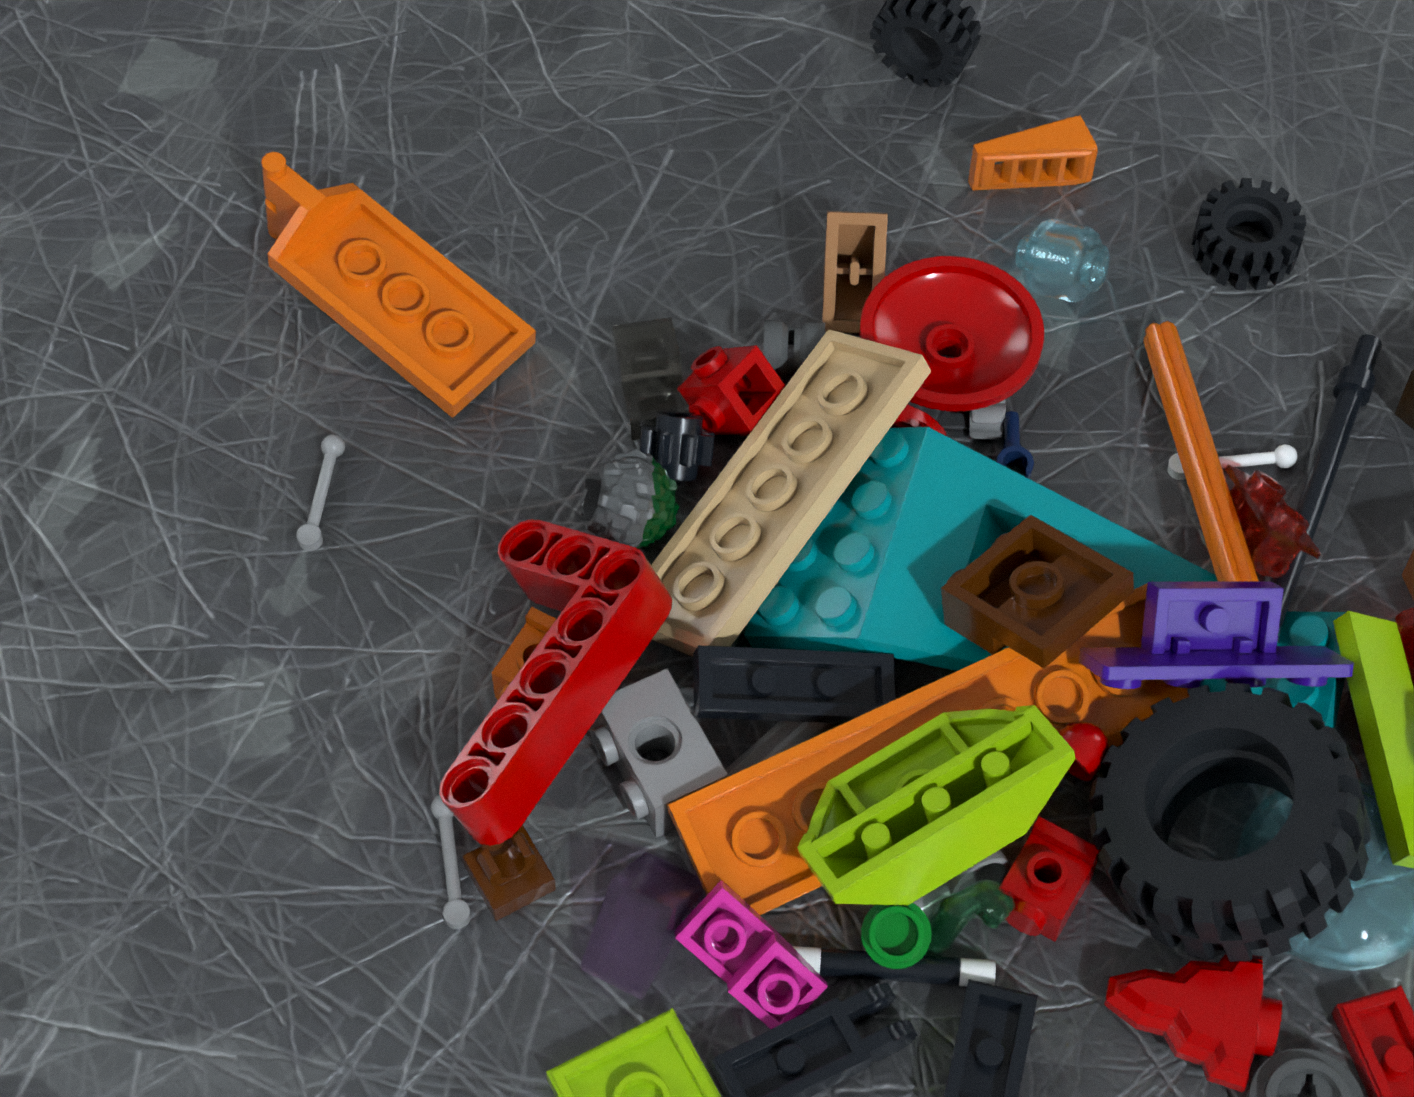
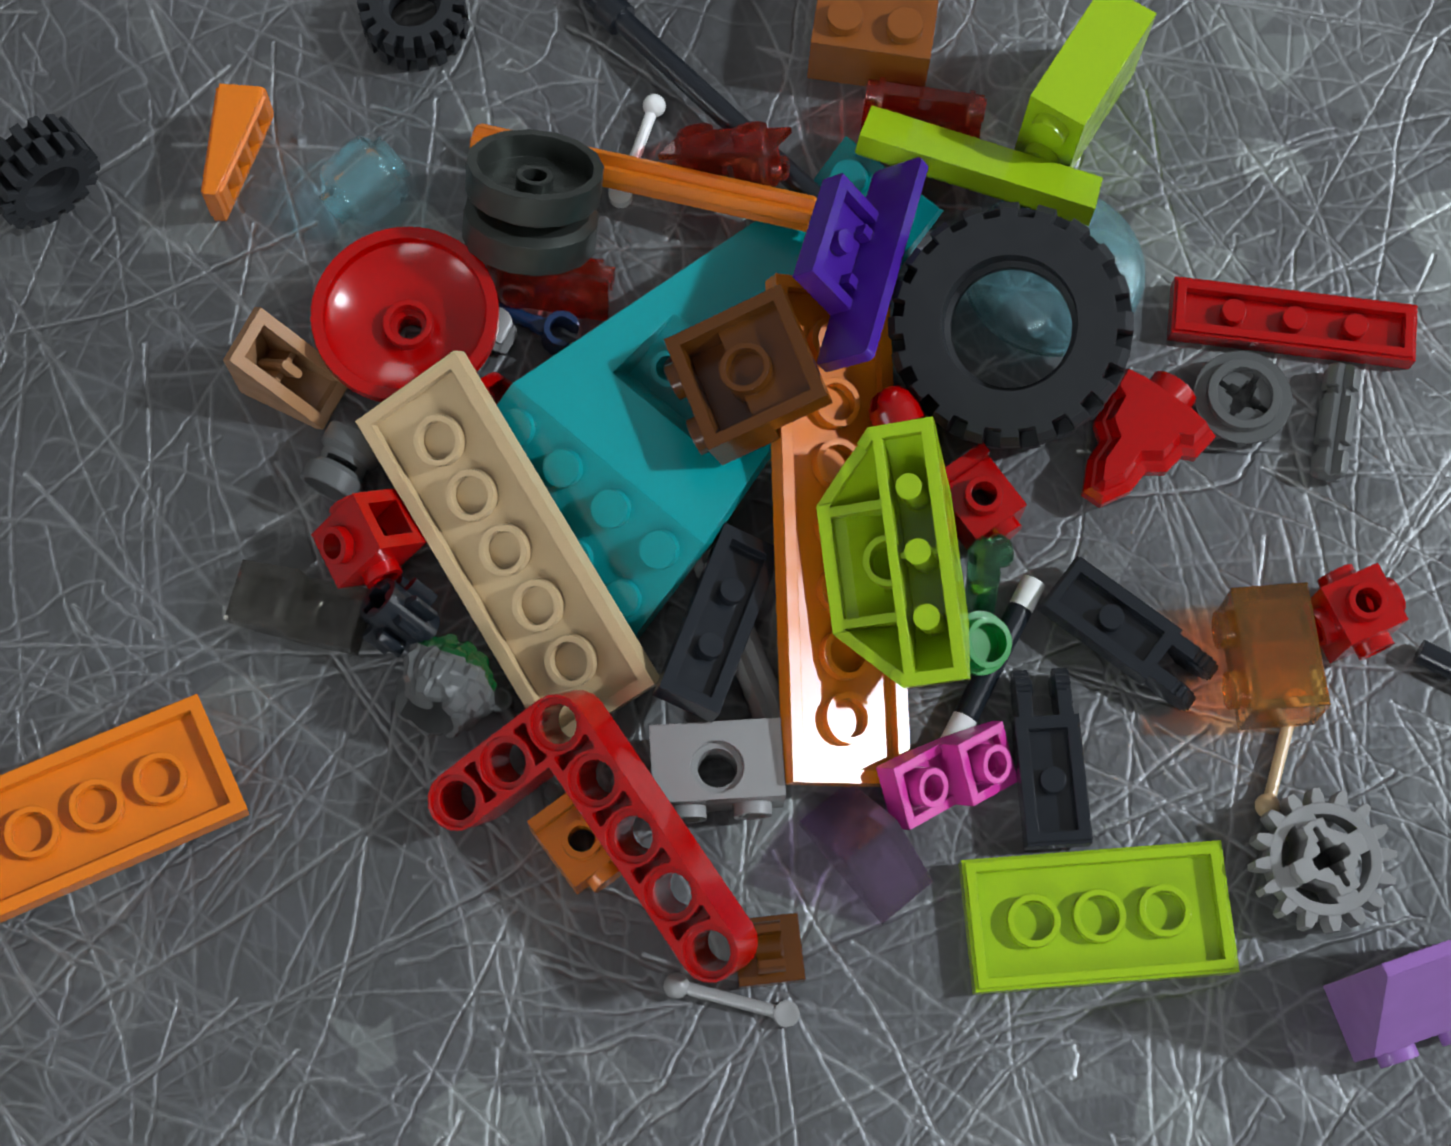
camera: 70 degrees left, 15 degrees up
(309, 534) = (317, 1005): light grey hinge -> none
(1047, 418) = (578, 291): none -> clear red hinge
(1112, 377) = (532, 202): none -> pearl dark grey wheel

